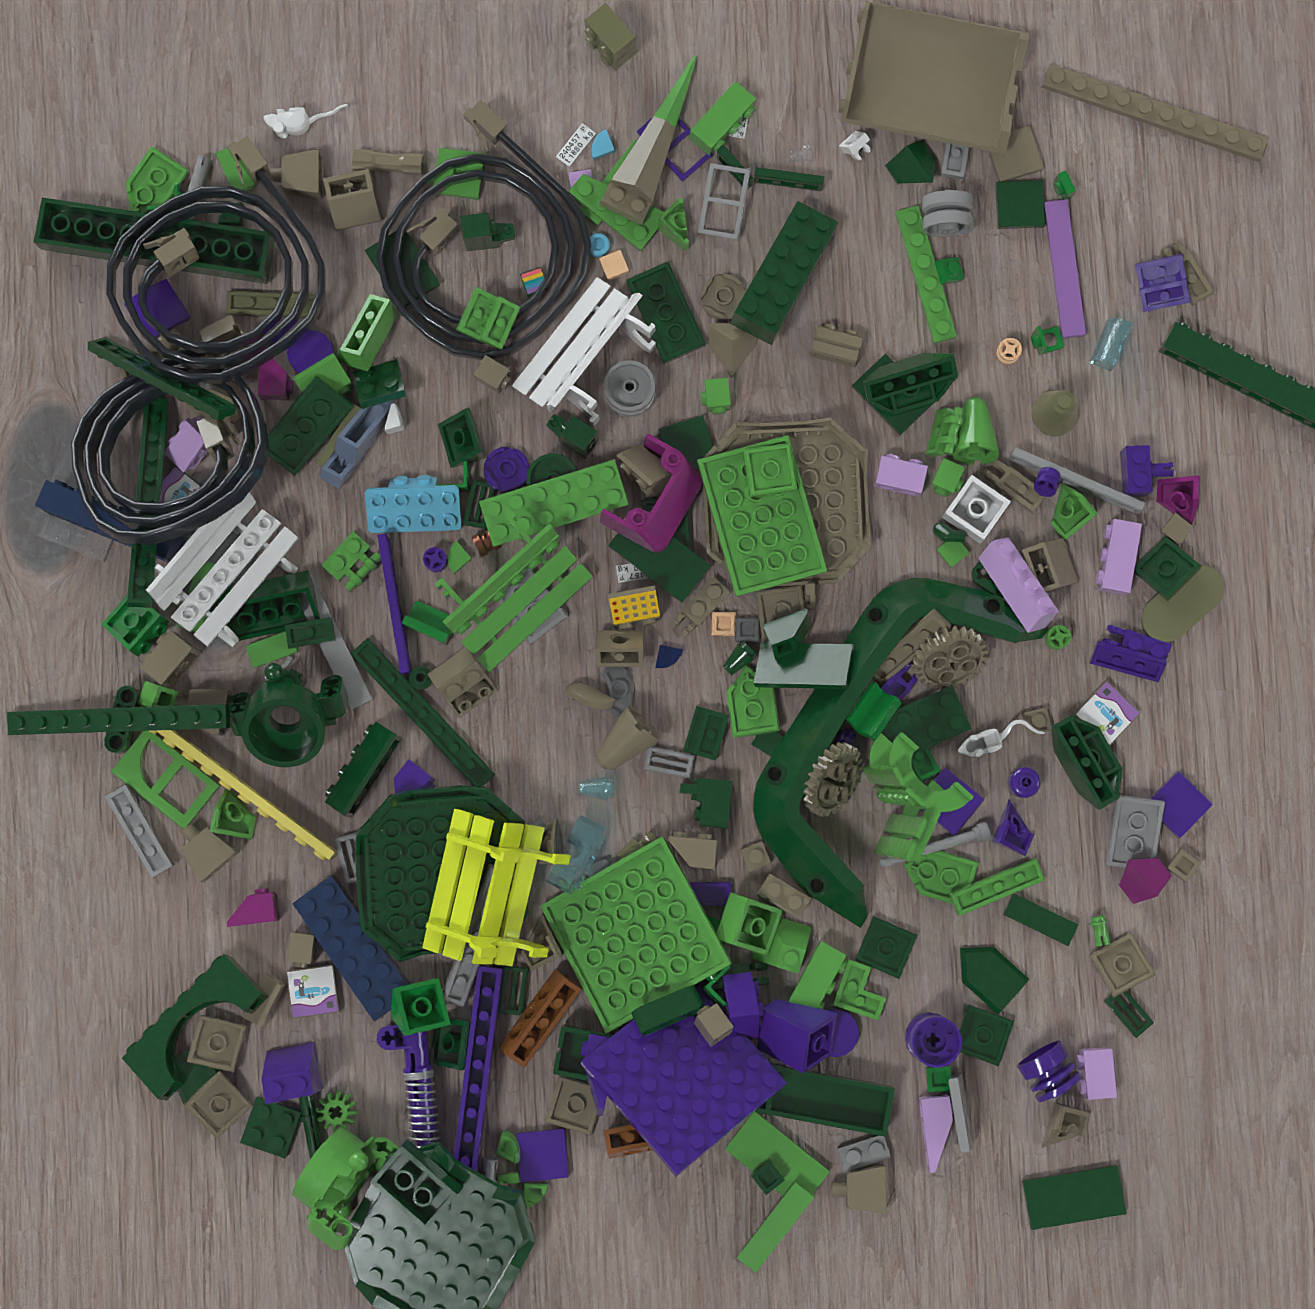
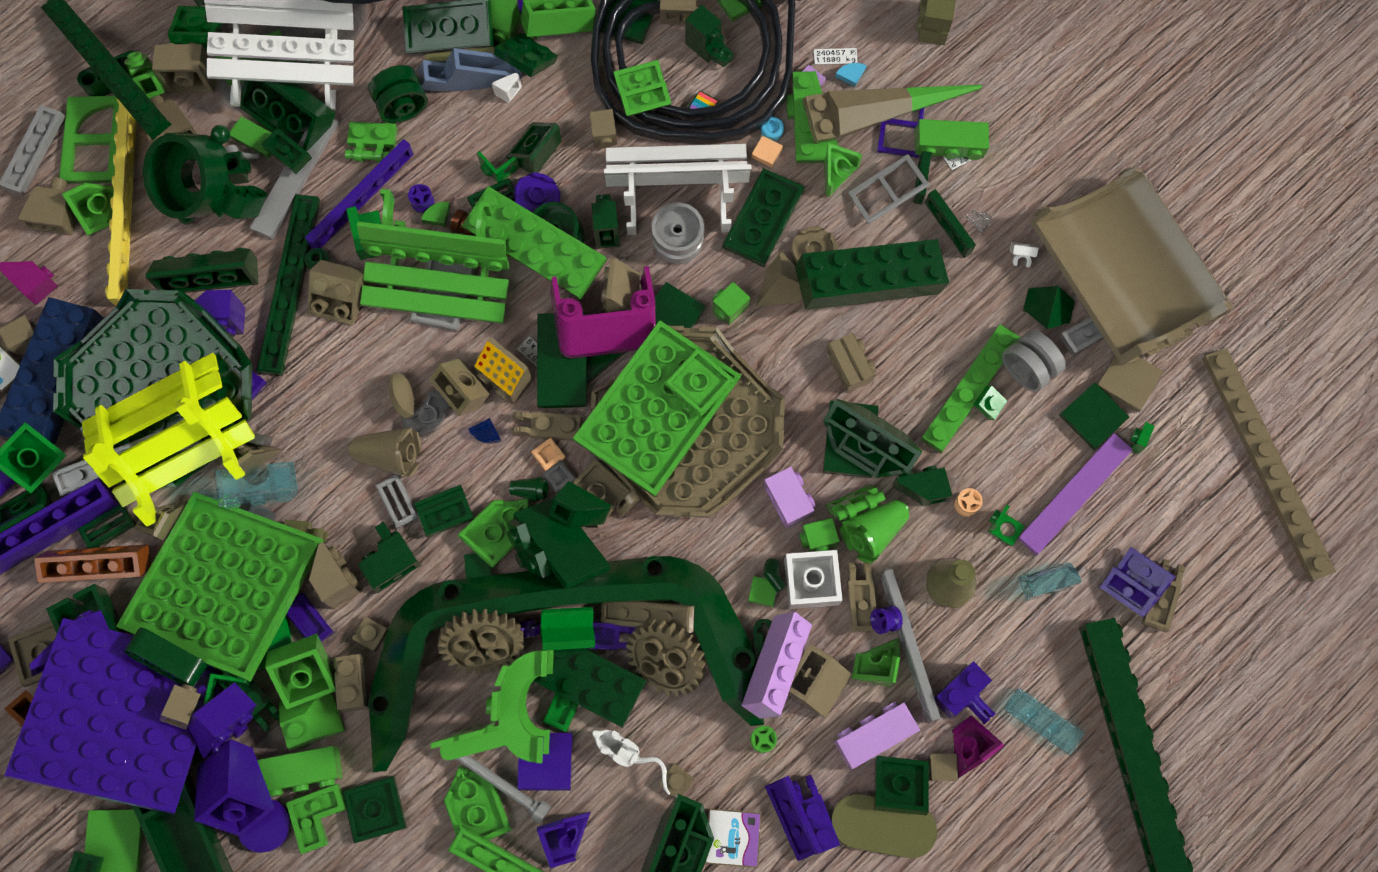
camera: 45 degrees right, 10 degrees down
(136, 693) = (137, 63): none -> bright green plate
(334, 510) = (397, 94): none -> dark green wheel
(413, 506) = (450, 150): medium azure bracket -> none
(598, 788) = (330, 462): clear light blue cone -> none
(790, 697) = (527, 555): none -> dark green plate
(975, 370) = (925, 487): none -> dark green slope
(1016, 785) = (621, 810): dark purple head -> none
(1202, 433) = (1044, 721): none -> clear light blue tile

